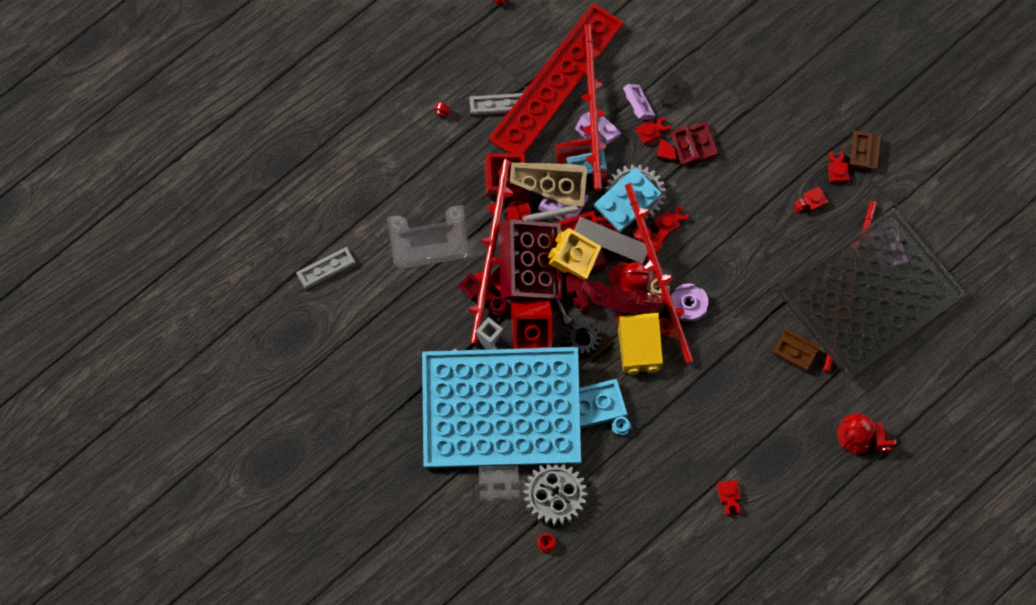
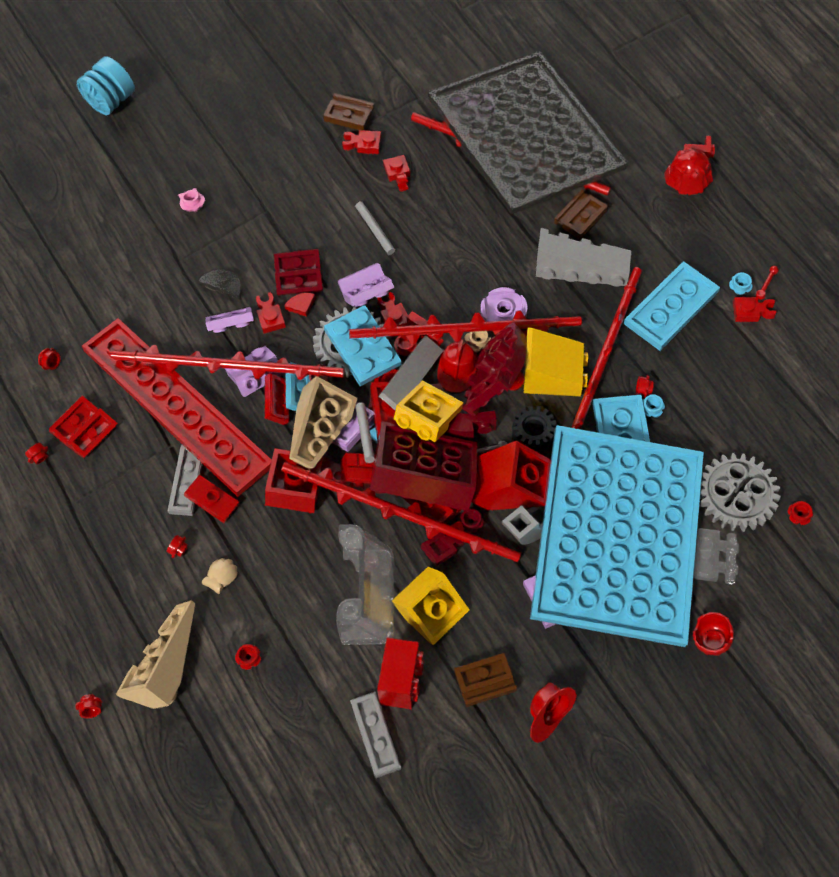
camera: 75 degrees left, 5 degrees down
(315, 81) = (89, 706): none -> red plate
(344, 119) = (161, 670): none -> tan wedge
(358, 377) = (548, 709): none -> red piece
(366, 272) = (399, 672): none -> red brick
(367, 170) = (245, 650): none -> red plate
(375, 332) = (485, 679): none -> reddish brown plate
(424, 287) = (431, 604): none -> yellow slope
(426, 143) = (220, 574): none -> tan animal
(433, 483) = (713, 633): none -> red hair
(483, 123) = (211, 498): none -> red plate
(527, 23) = (83, 427): none -> red slope
(637, 417) = (644, 386): none -> red plate
(688, 194) = (365, 285): none -> lavender bracket
(695, 389) = (586, 401): none -> red plant
(718, 431) = (671, 306): none -> medium azure plate
(742, 499) = (760, 294): none -> red hinge
(744, 354) = (581, 260): none -> light grey wedge
(747, 49) = (191, 200): none -> bright pink animal
(749, 194) = (377, 231): none -> light grey bar
(752, 480) = (741, 278): none -> medium azure plate

